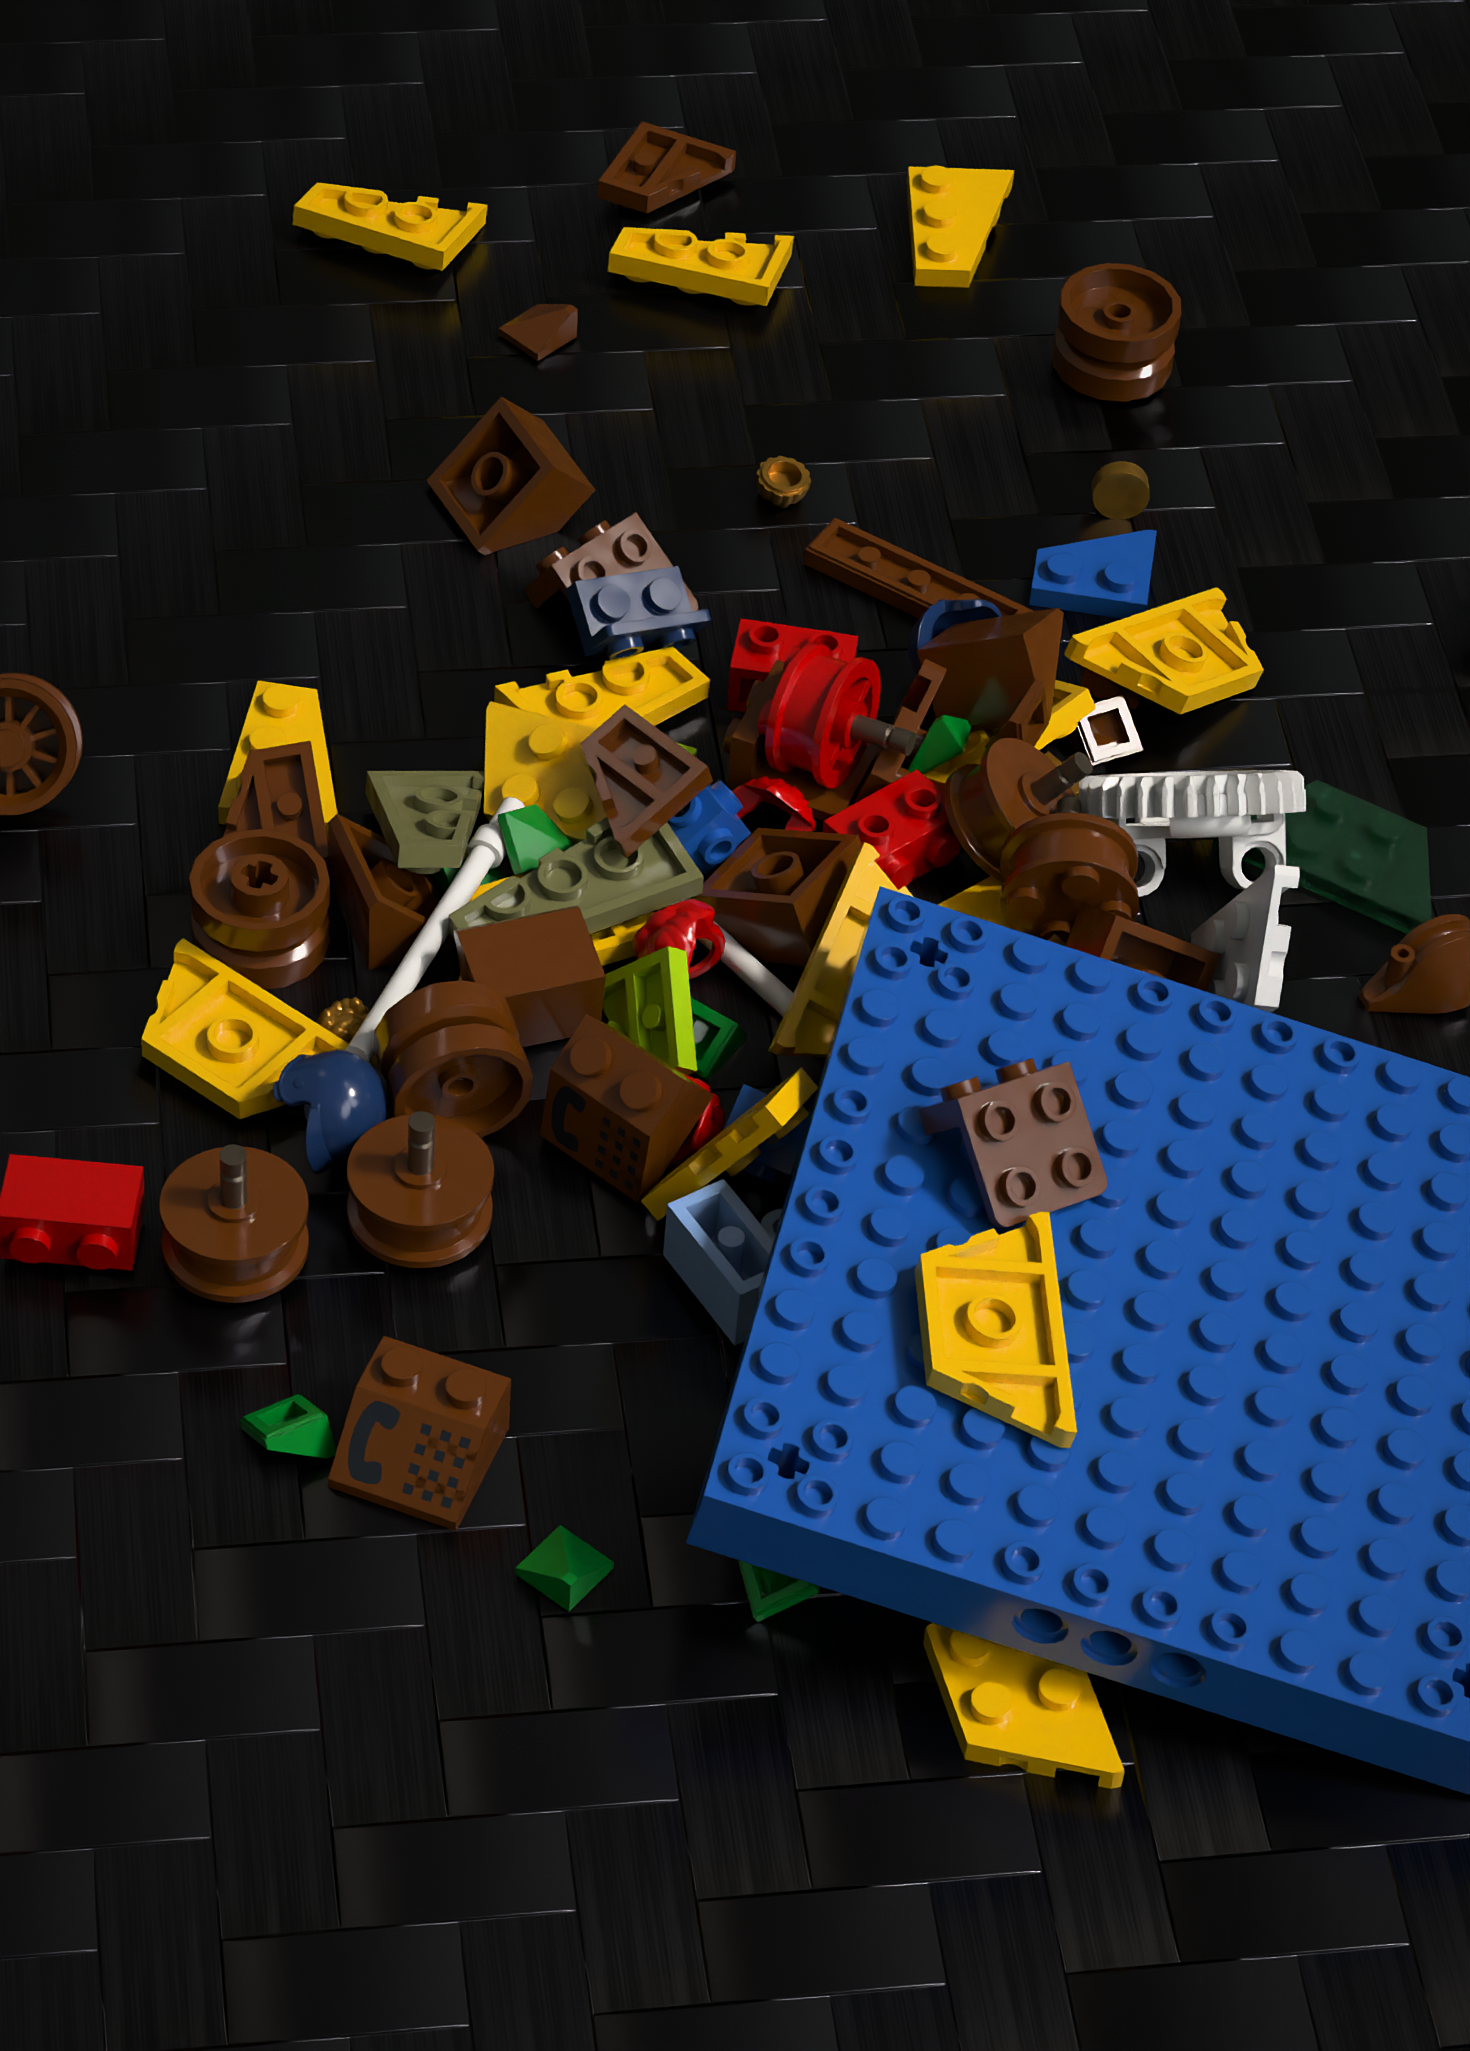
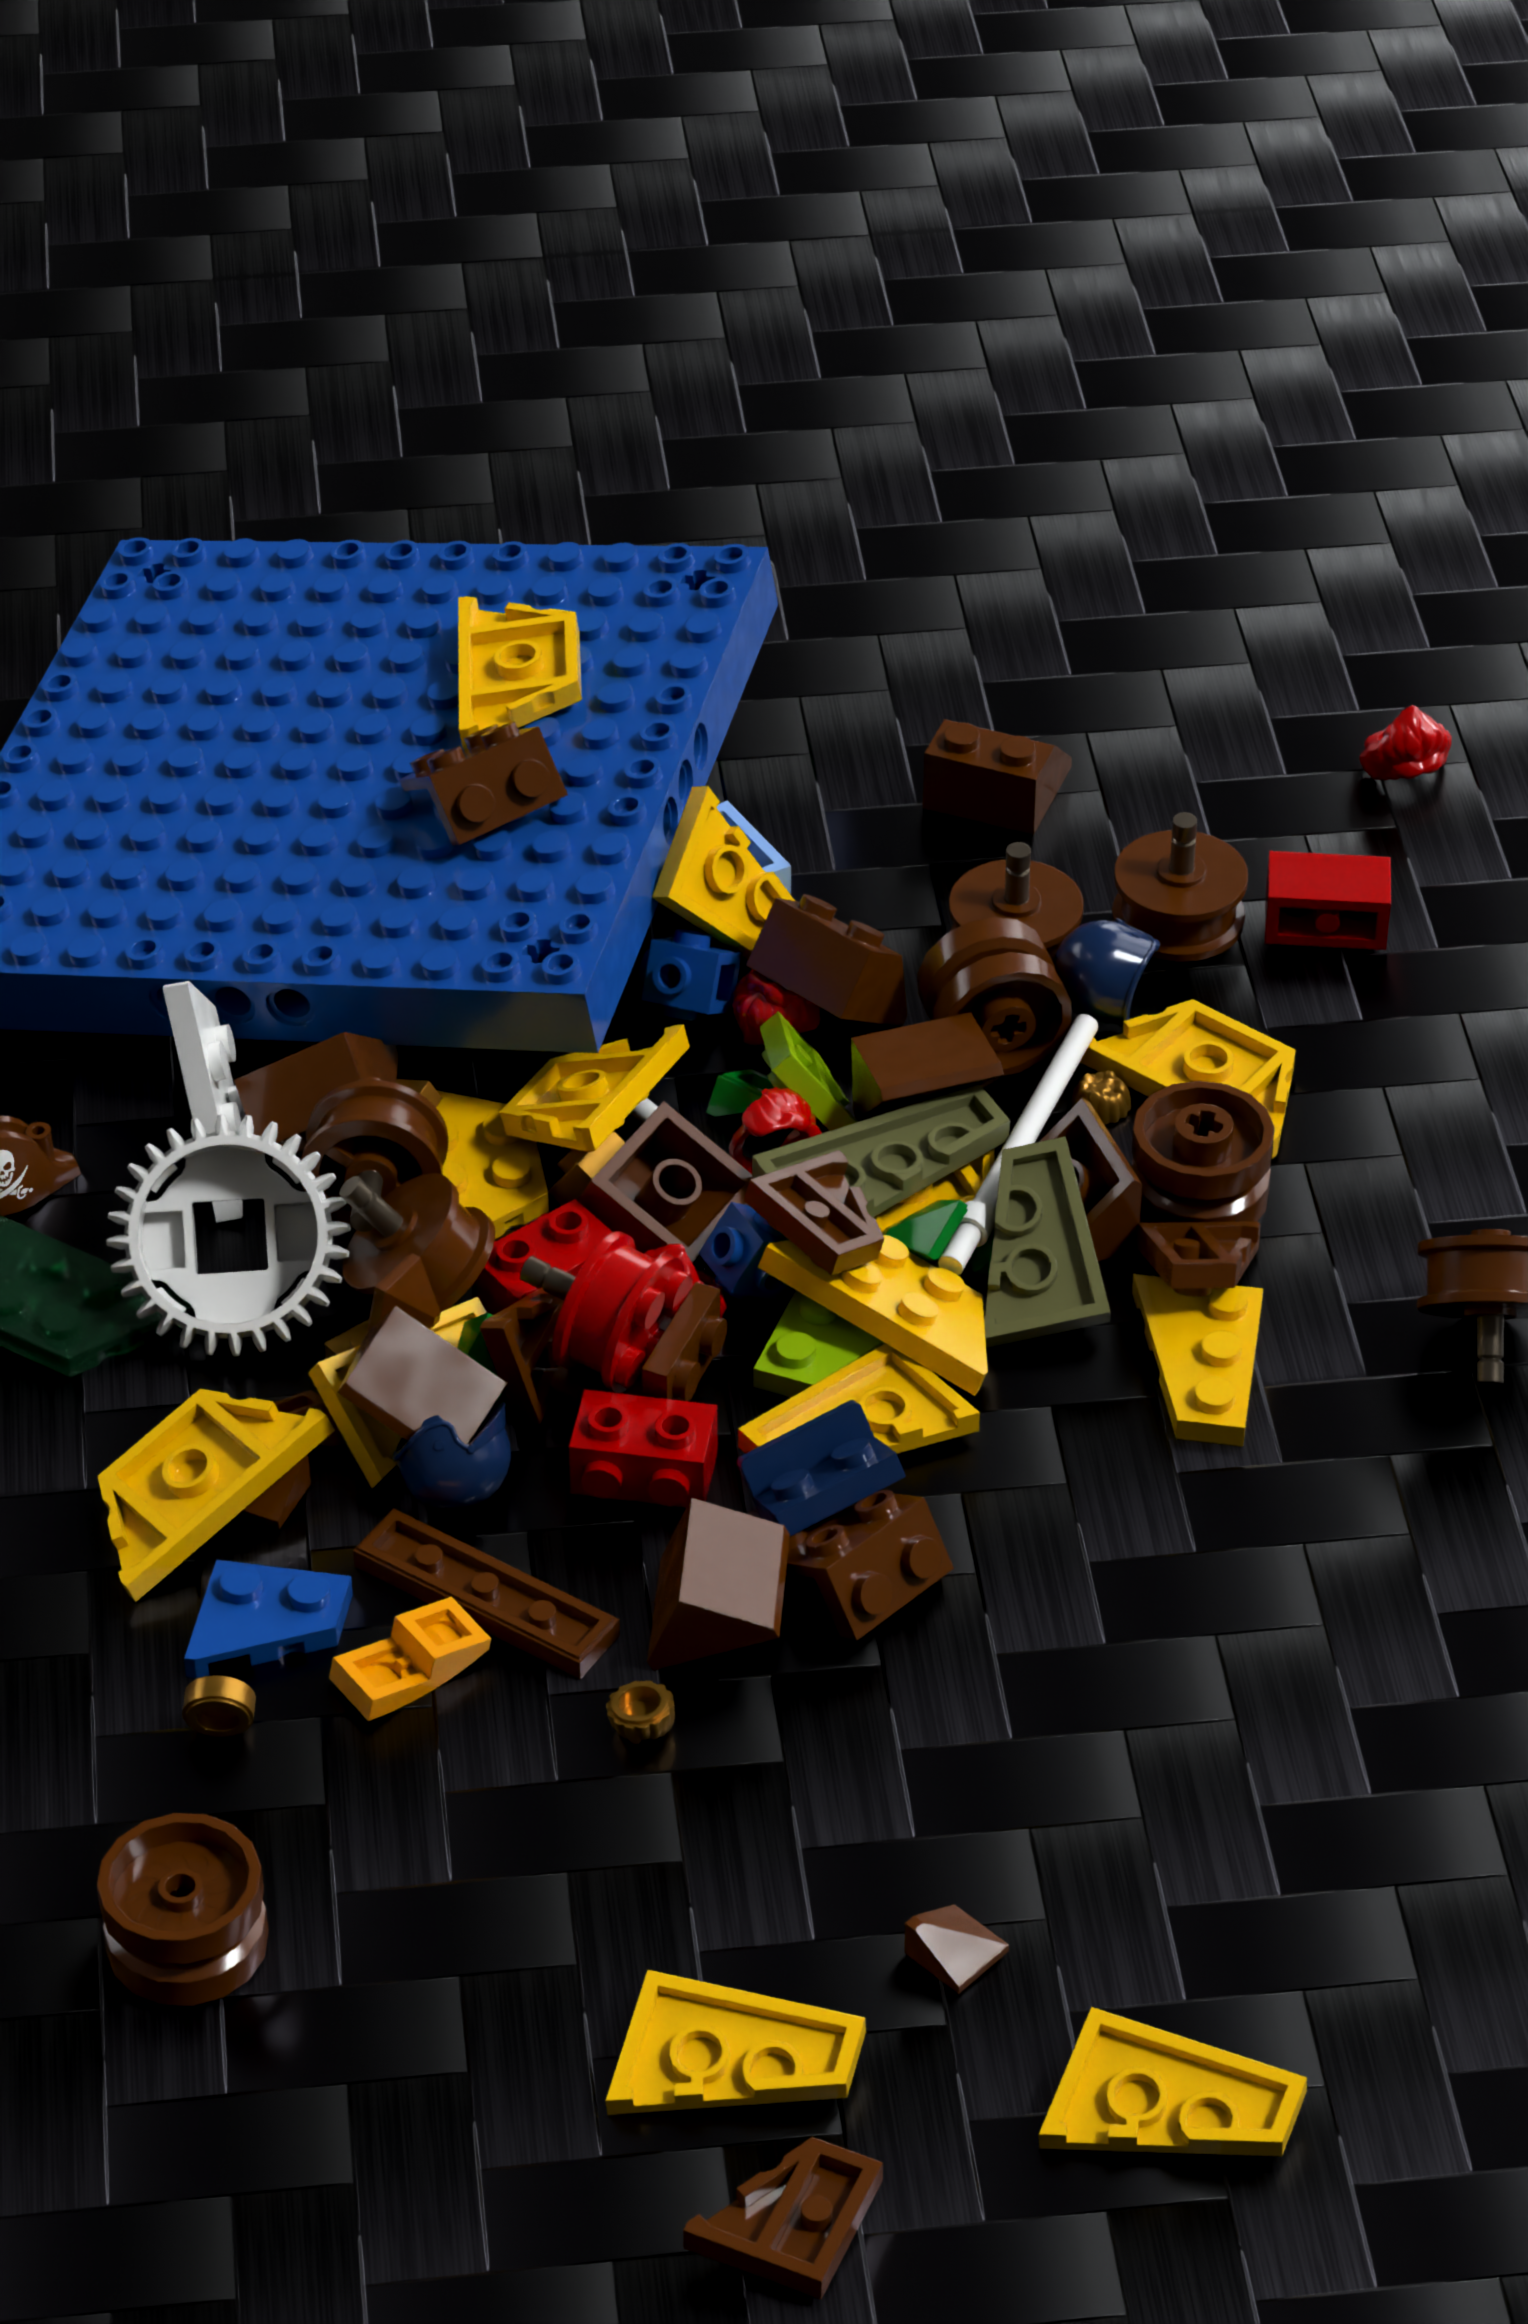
camera: 175 degrees left, 5 degrees down
(292, 1428) = (1110, 785): green slope -> none
(509, 480) = (972, 1680): reddish brown slope -> none
(564, 1568) = (871, 702): green slope -> none
(726, 538) = (718, 1585): none -> slope
(952, 220) = (373, 2167): yellow wing -> none
(975, 536) = (420, 1655): none -> light orange slope

